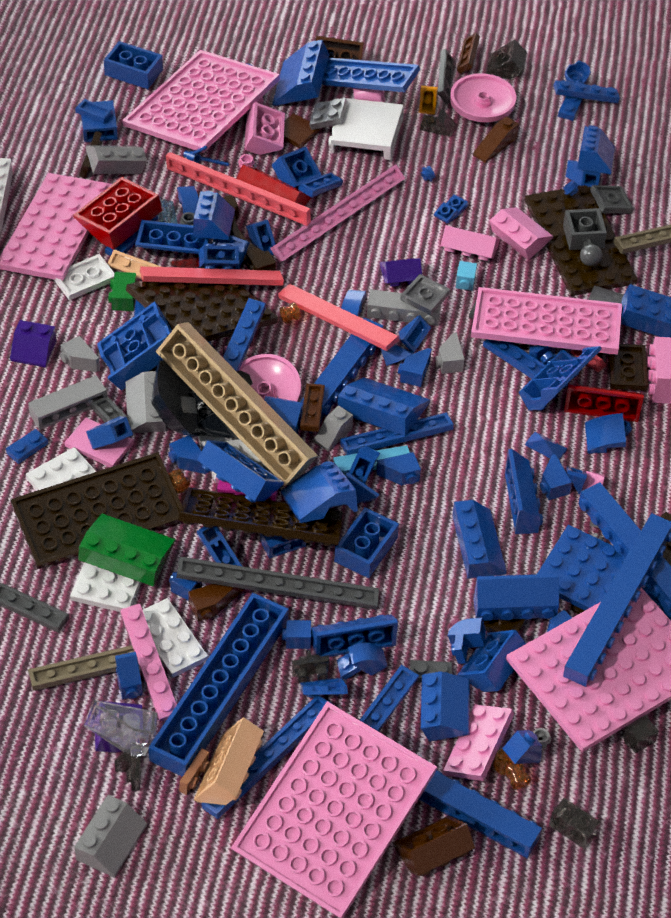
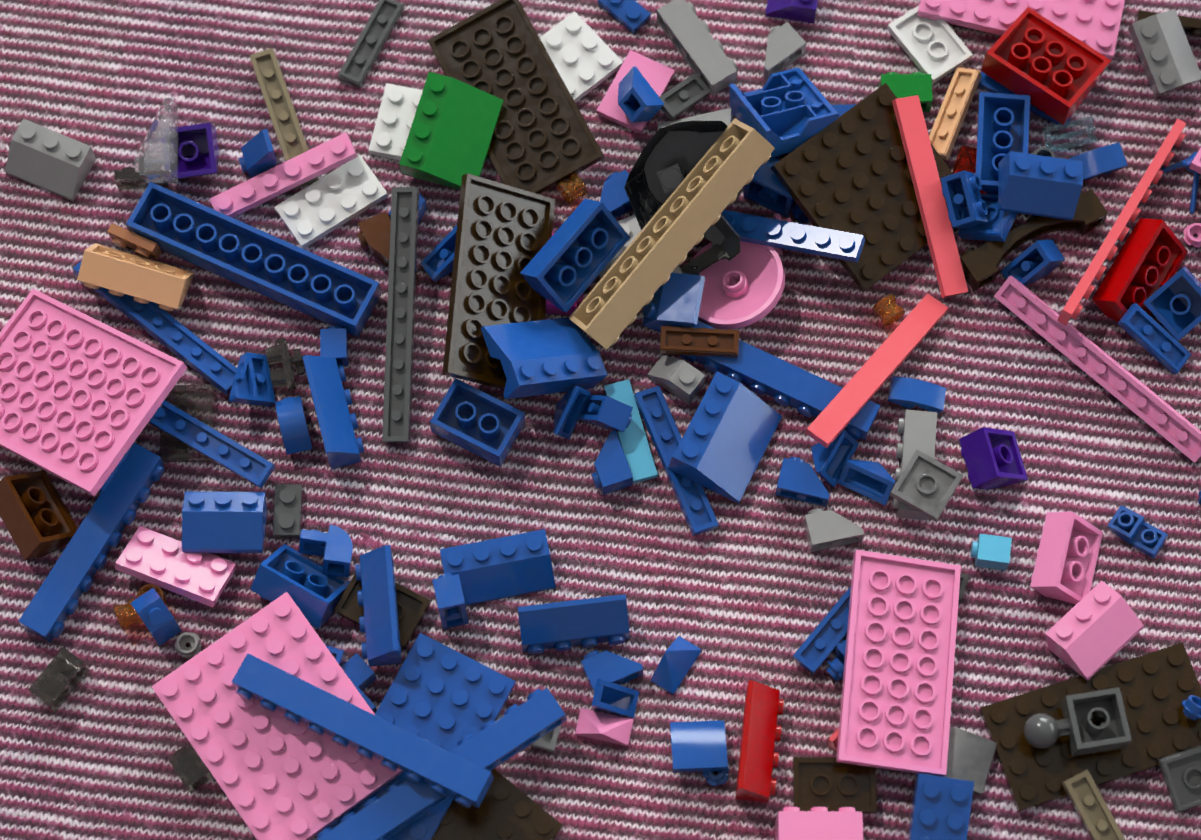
camera: 90 degrees right, 20 degrees up
(507, 558) = (450, 600): none -> blue slope
(554, 377) = (785, 672): blue piece -> none

